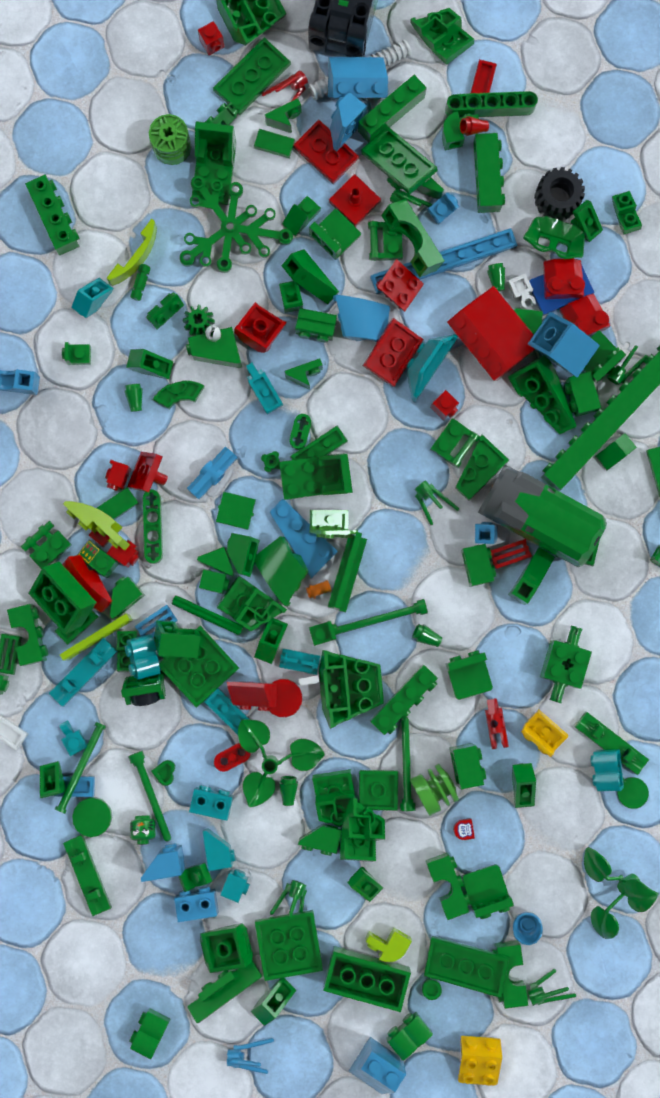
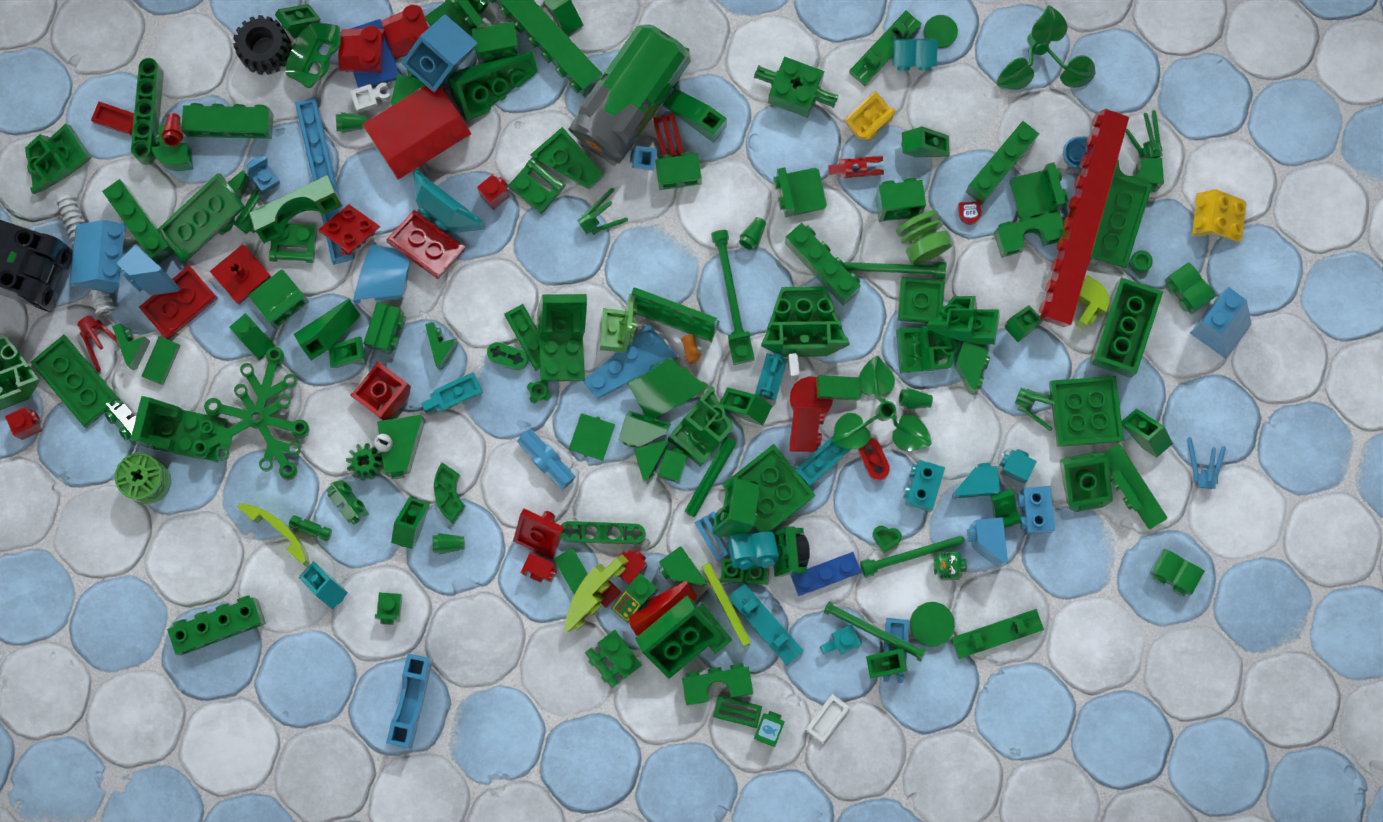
camera: 80 degrees left, 5 degrees down
(130, 723) = (826, 574): none -> blue plate
(293, 721) = (838, 387): none -> green tile
(465, 935) = (1084, 218): none -> red brick
(512, 857) = (1002, 162): none -> green arch

